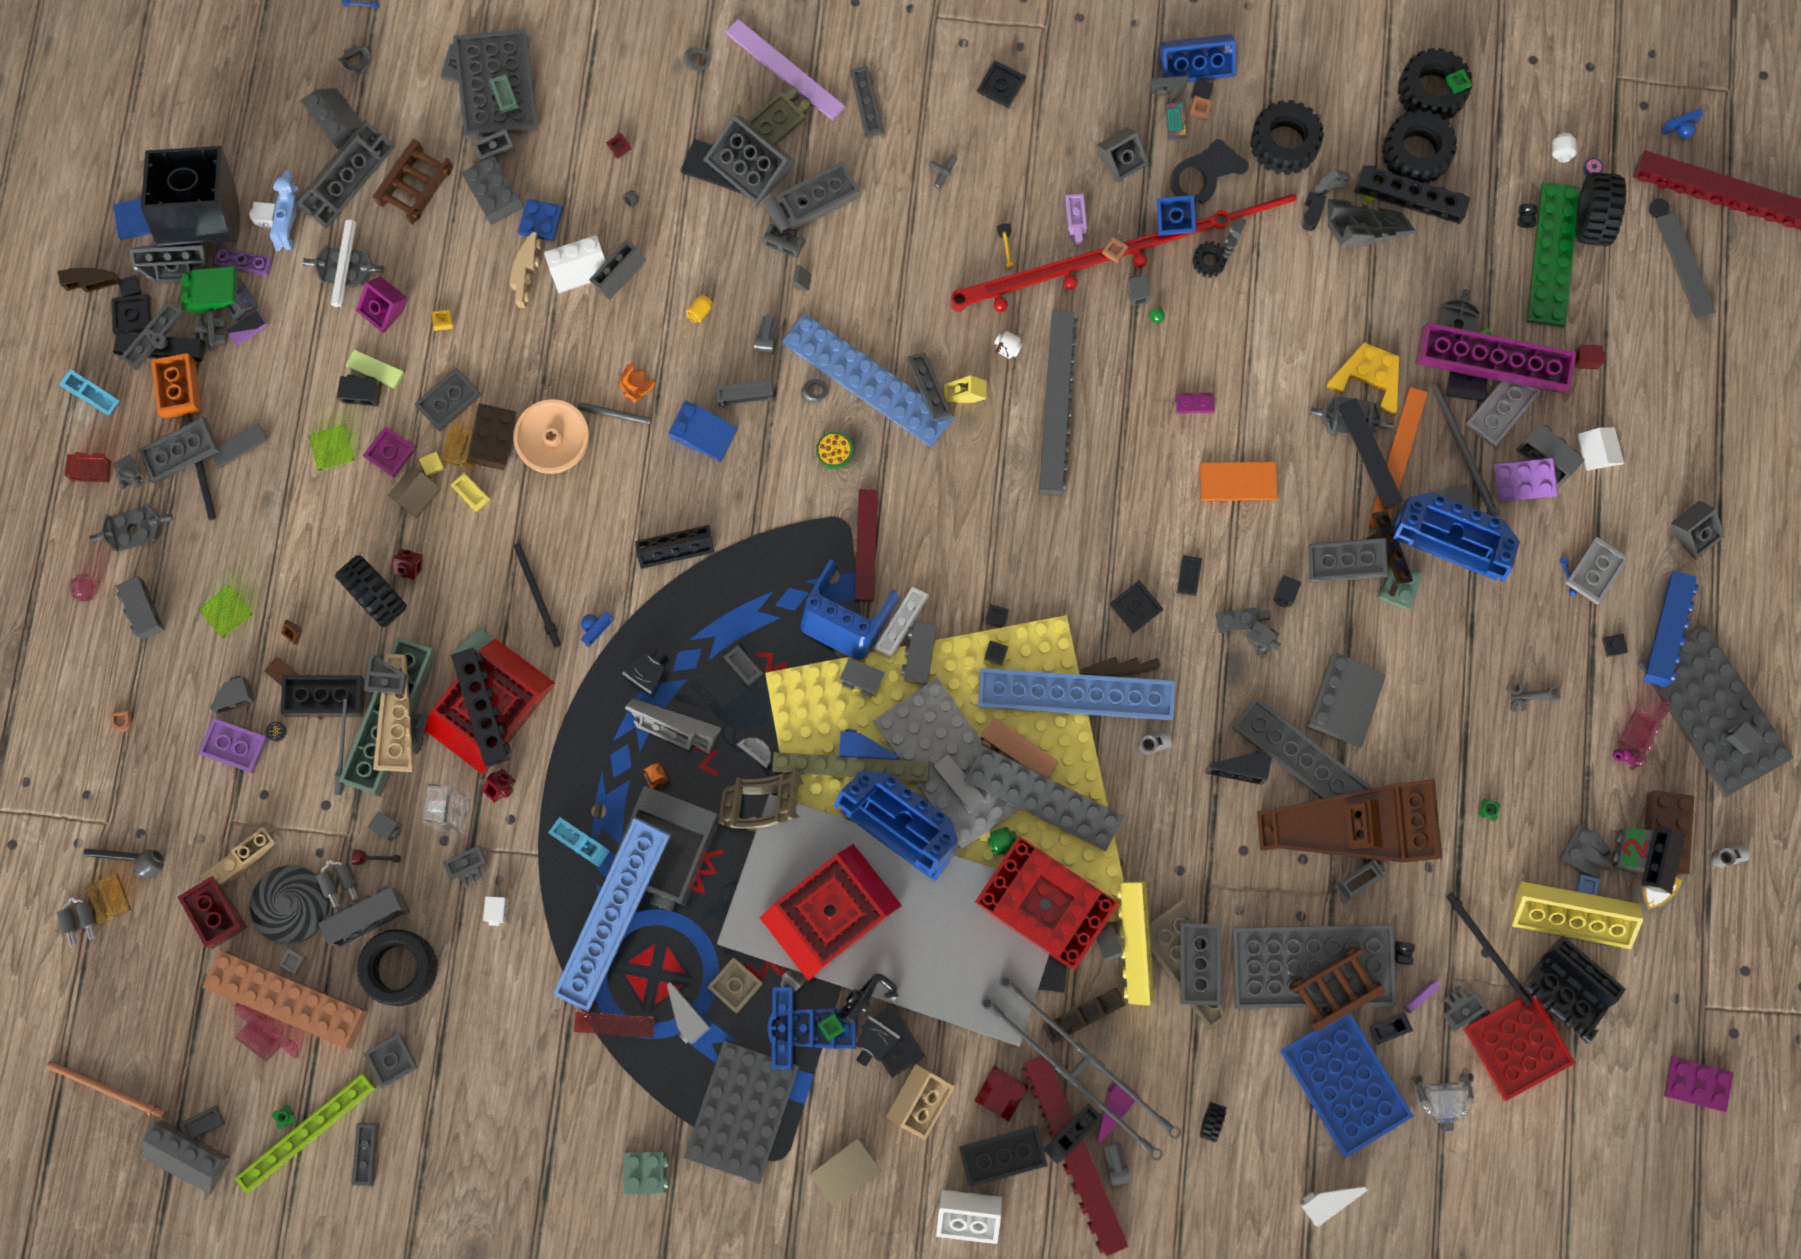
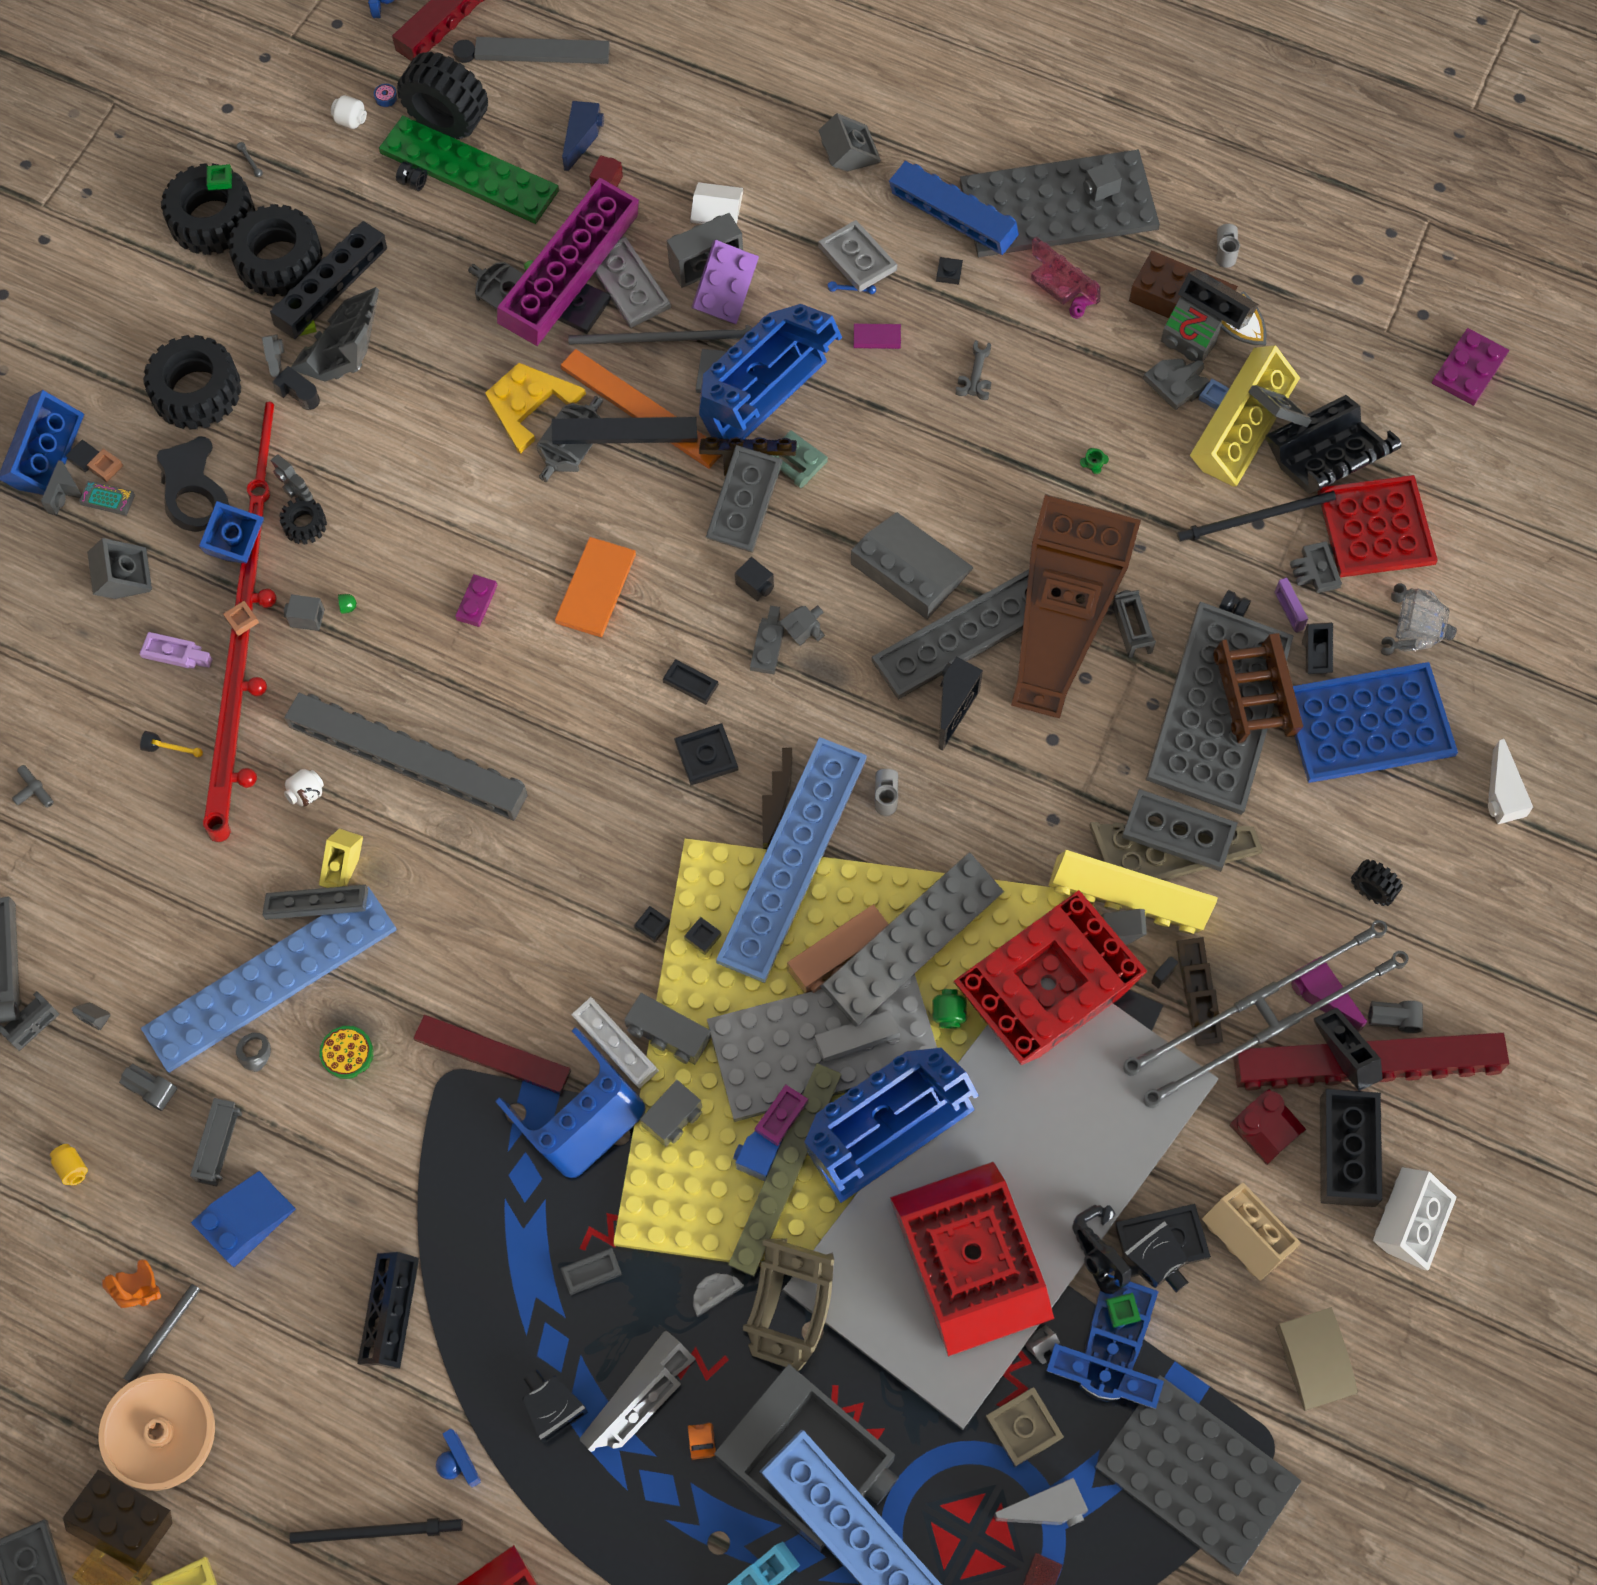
camera: 75 degrees left, 10 degrees down
(882, 750) = (781, 1115): none -> magenta plate
(1088, 985) = (1164, 972): none -> black tile
(1502, 85) = (242, 148): none -> dark grey hinge
(1532, 610) = (877, 336): none -> magenta tile
(1589, 938) = (1280, 405): none -> dark grey tile
(1622, 323) = (581, 131): none -> dark blue slope

